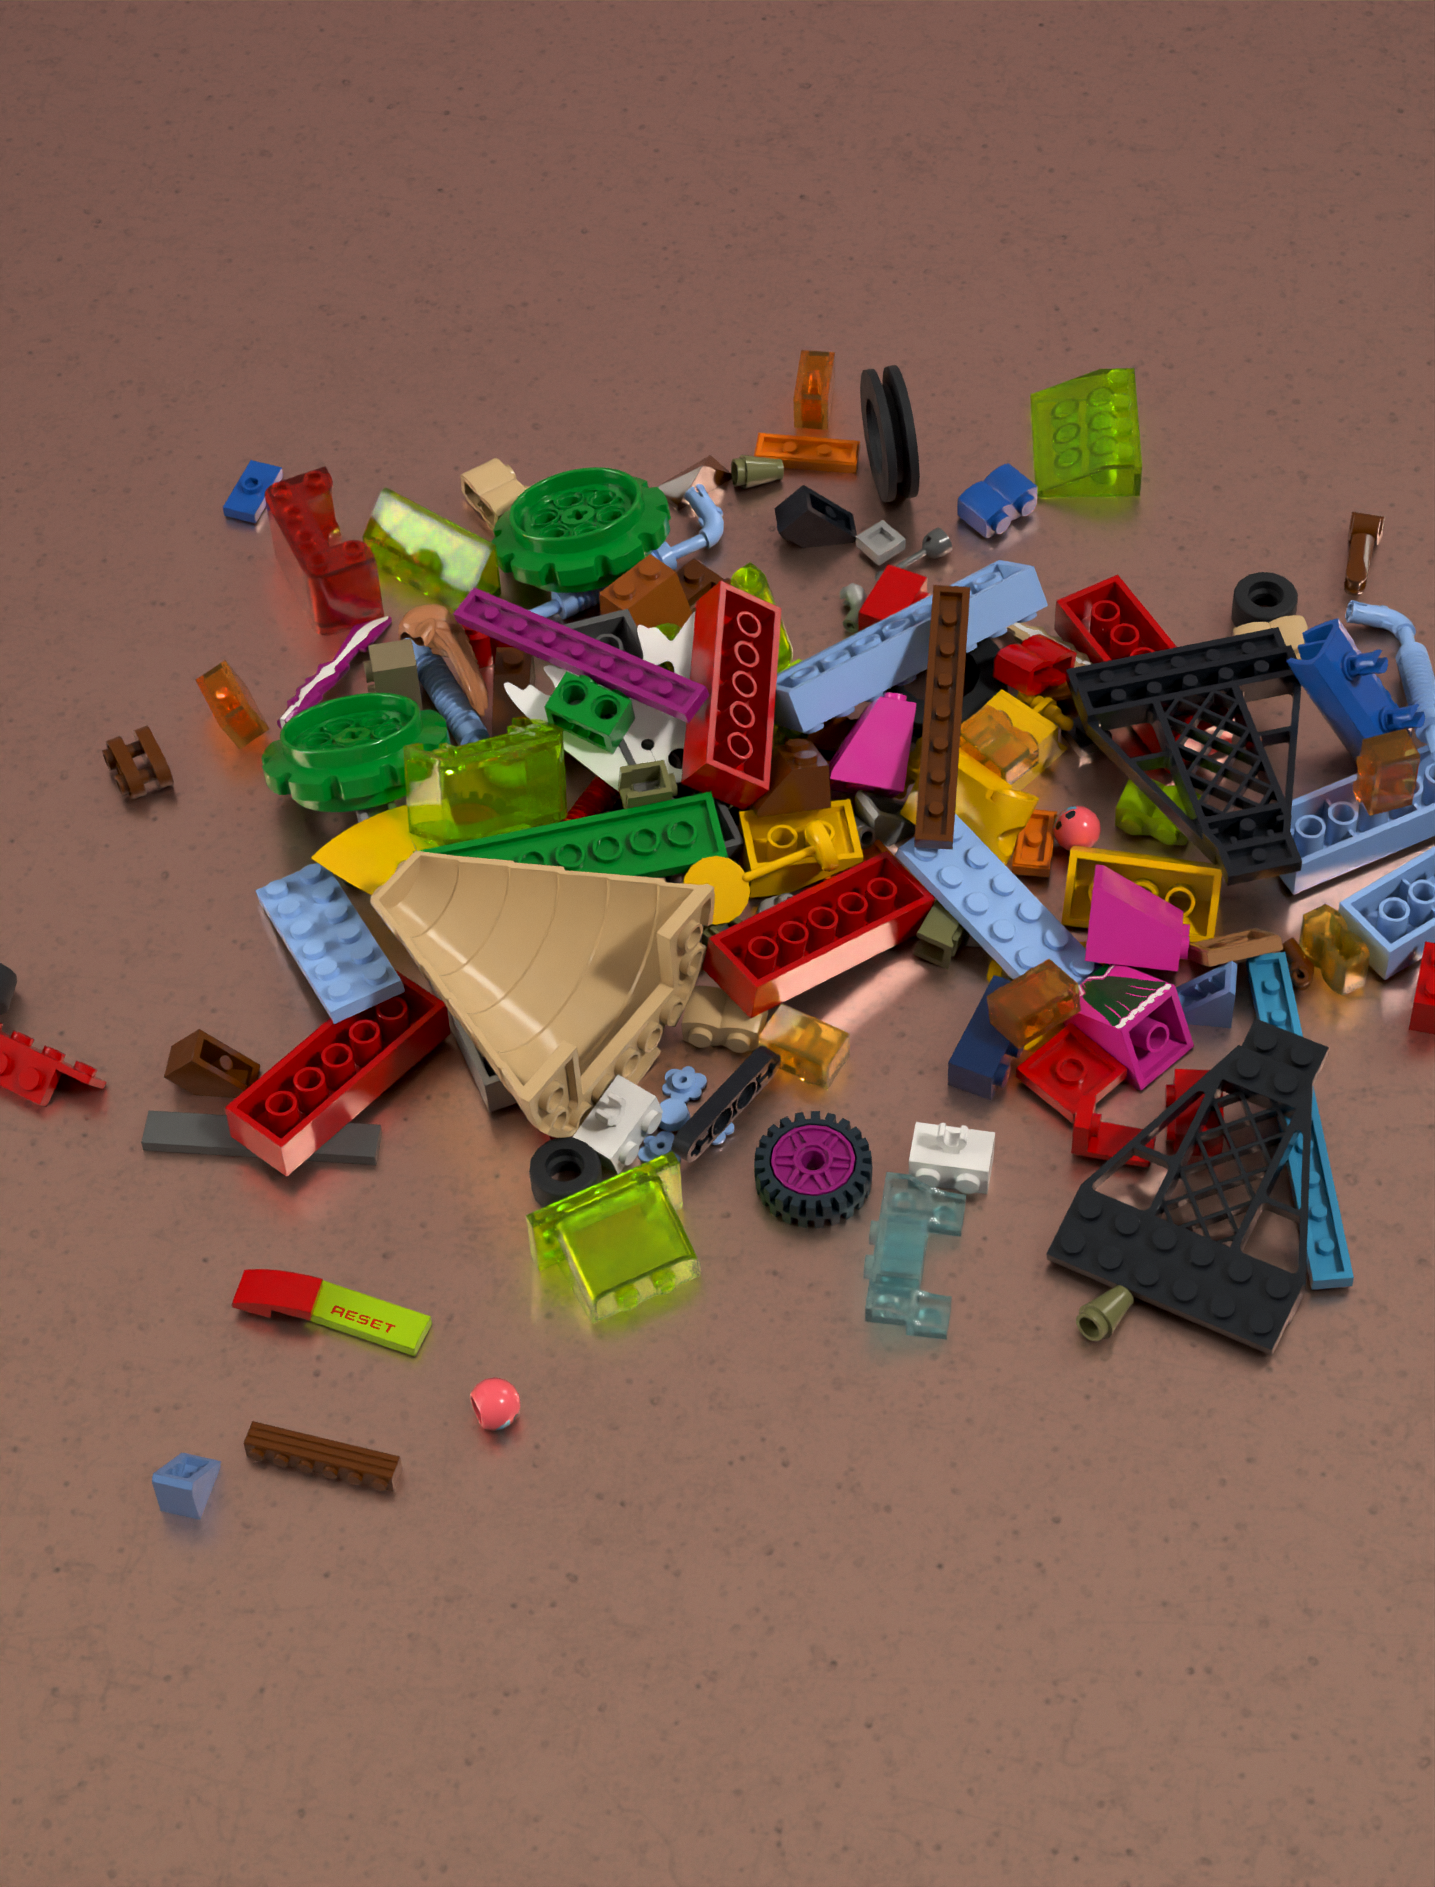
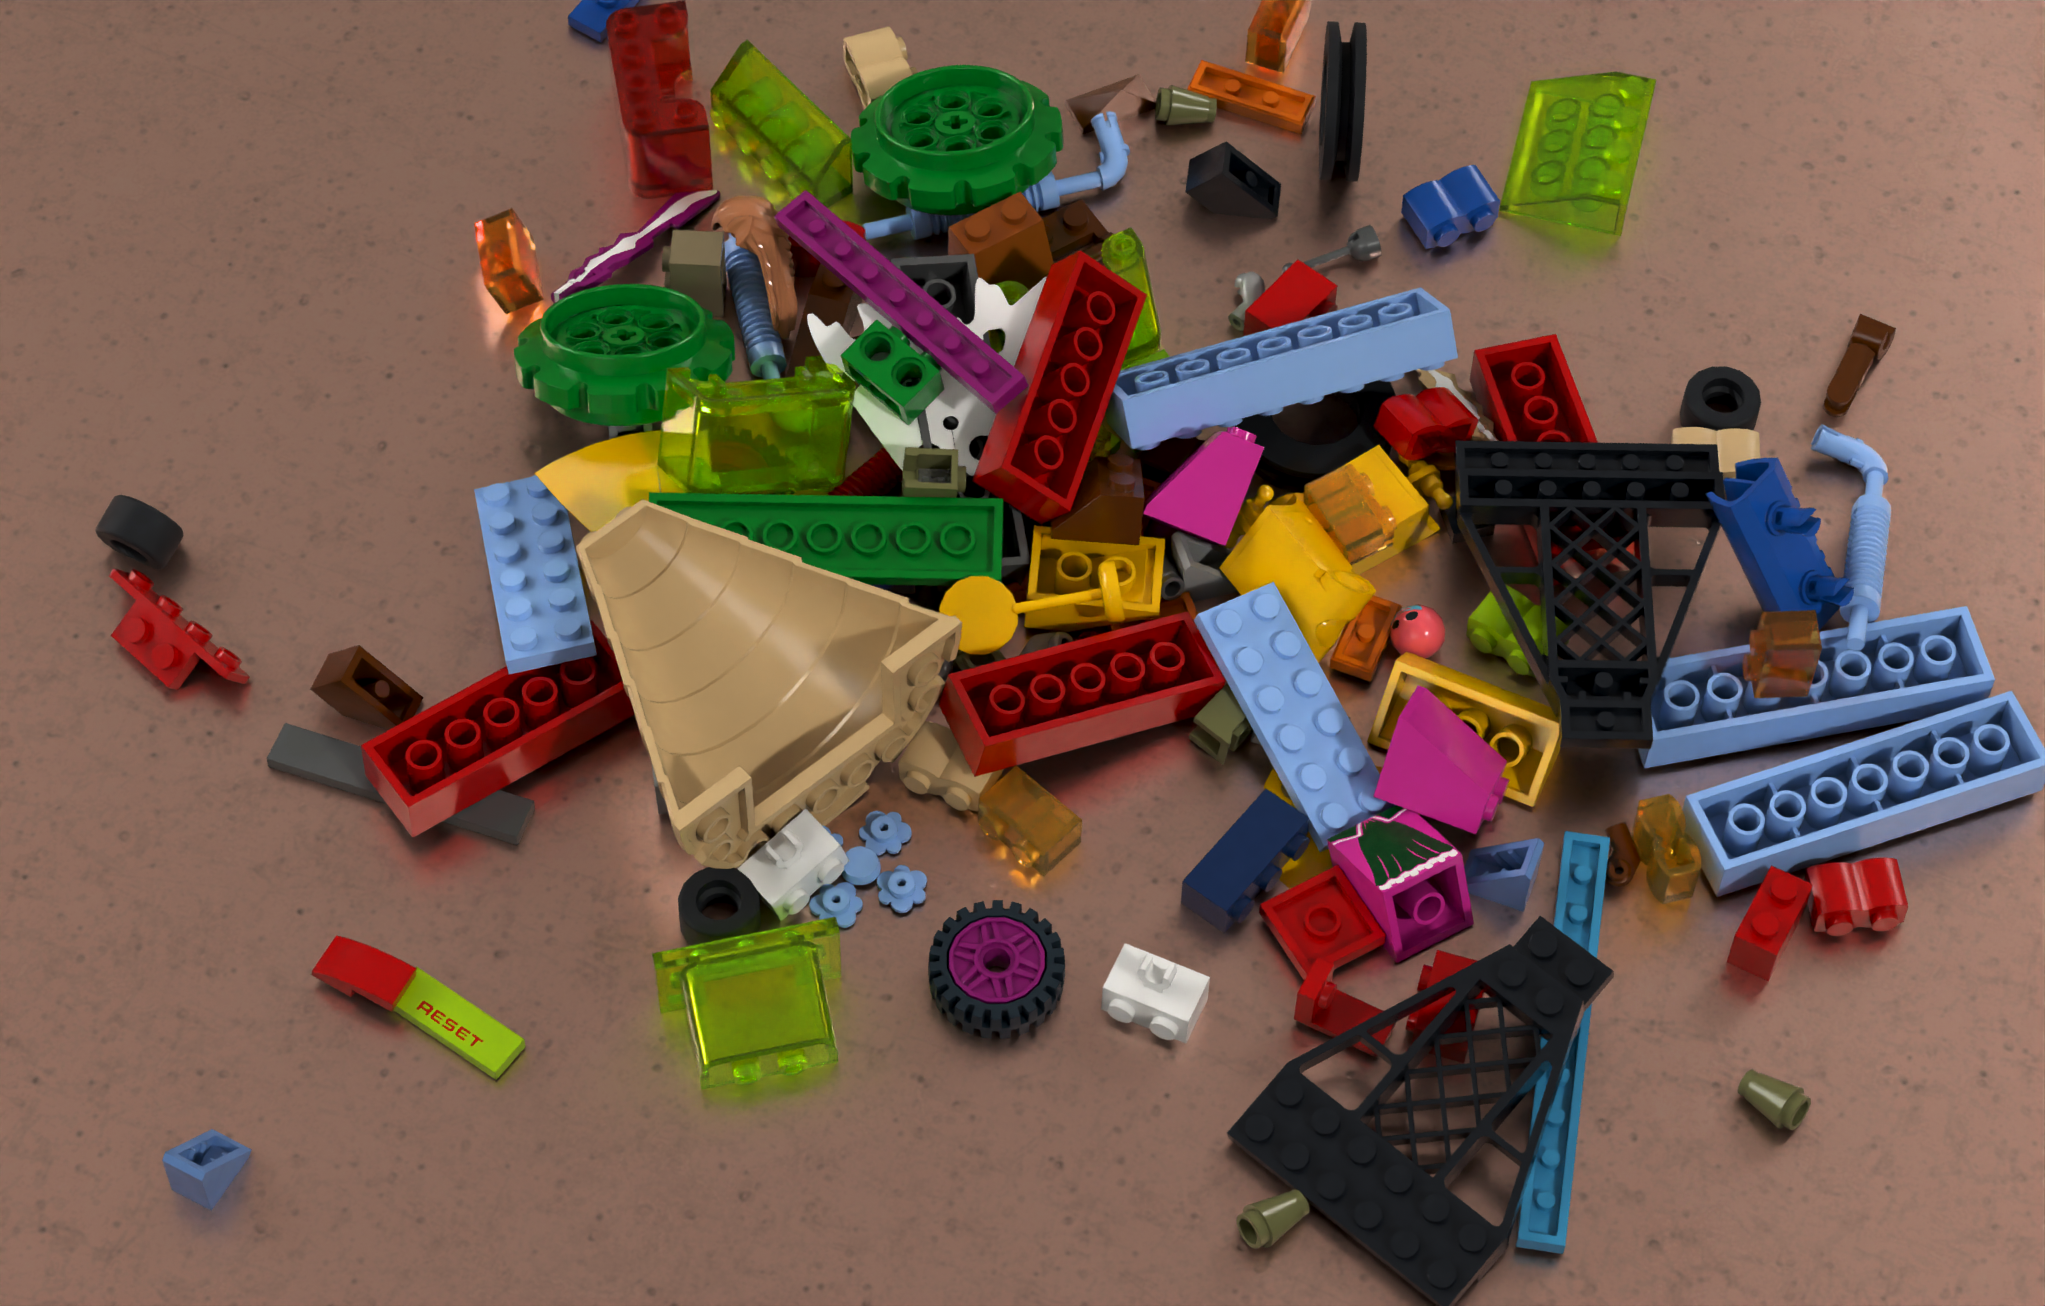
camera: 10 degrees right, 5 degrees up
(129, 779) = (372, 324): reddish brown brick -> none
(323, 1456) = (361, 1172): reddish brown piece -> none
(495, 1403) = (566, 1158): coral piece -> none
(726, 1104) = (920, 869): black beam -> none
(880, 542) = (1300, 227): light grey plate -> none
(897, 1266) = (1061, 1094): clear light blue bracket -> none
(942, 718) = (1289, 471): reddish brown plate -> none
(1033, 1003) = (1296, 836): clear orange brick -> none
(1234, 947) = (1550, 819): medium nougat plate -> none

